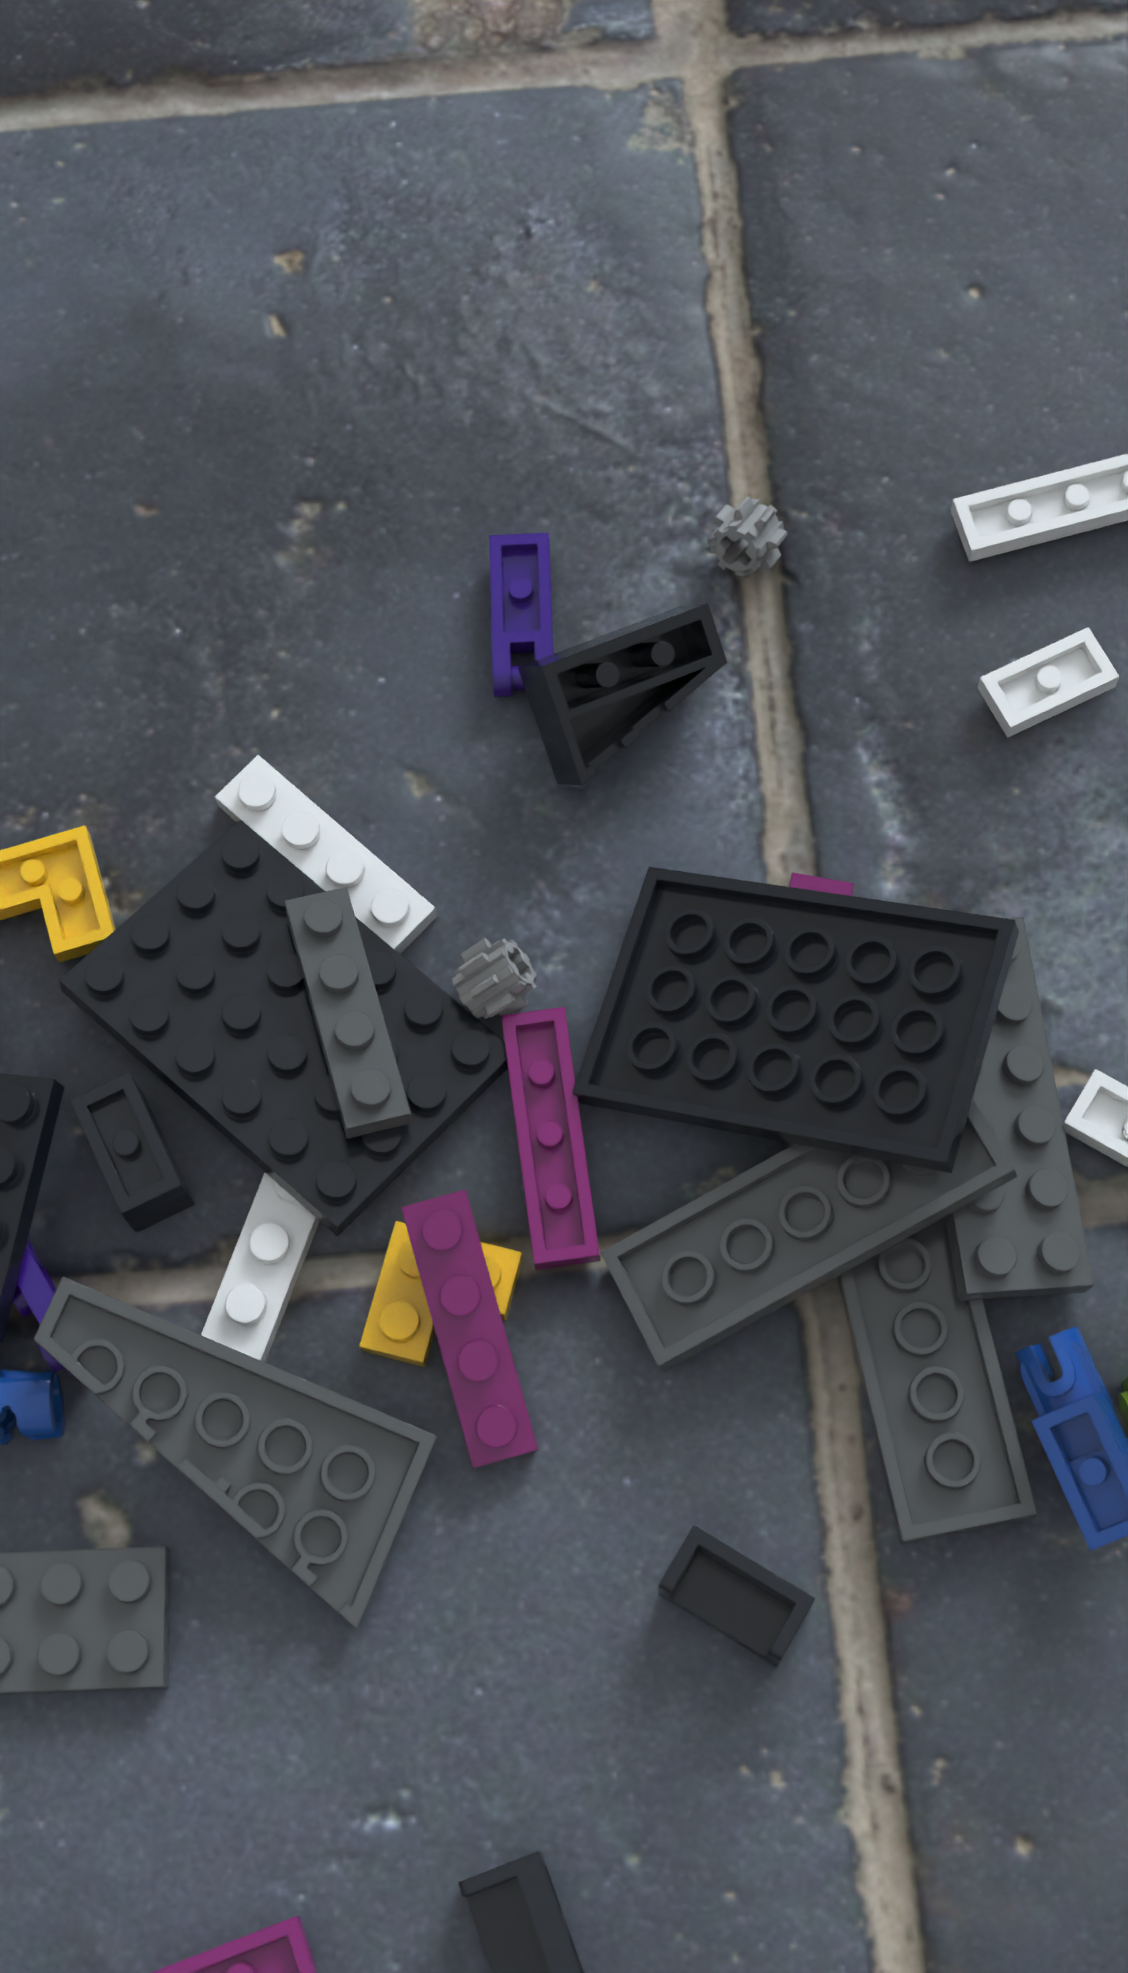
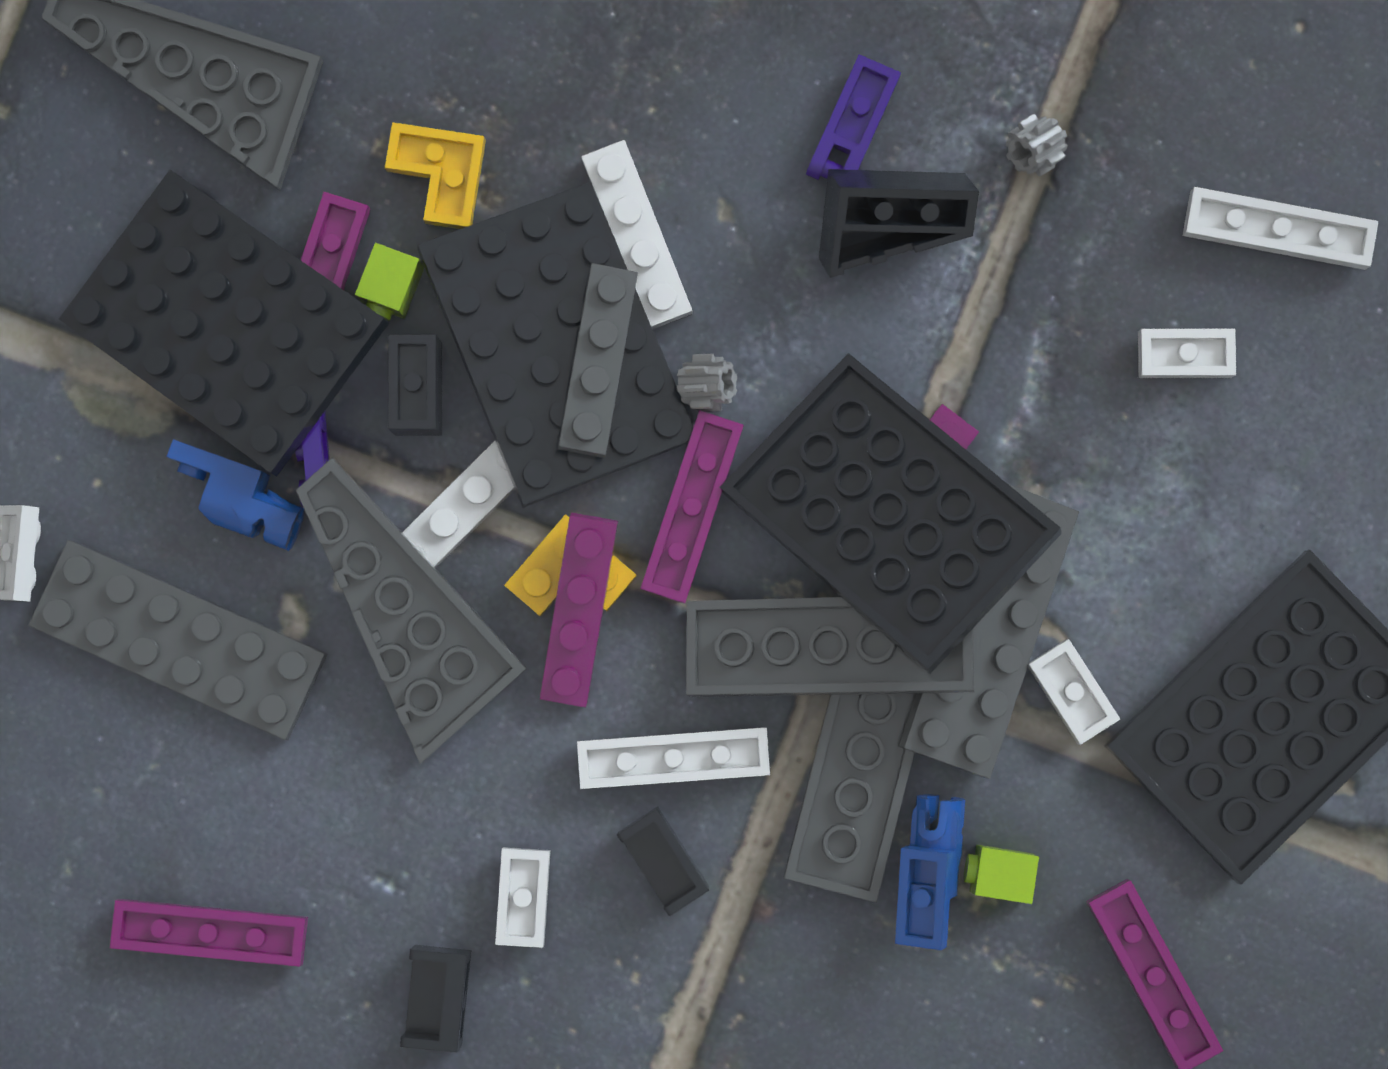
camera: 20 degrees right, 15 degrees up
(45, 1040) = (389, 281): none -> lime brick
(575, 1740) = (522, 897): none -> white plate
(681, 1459) = (673, 758): none -> white plate

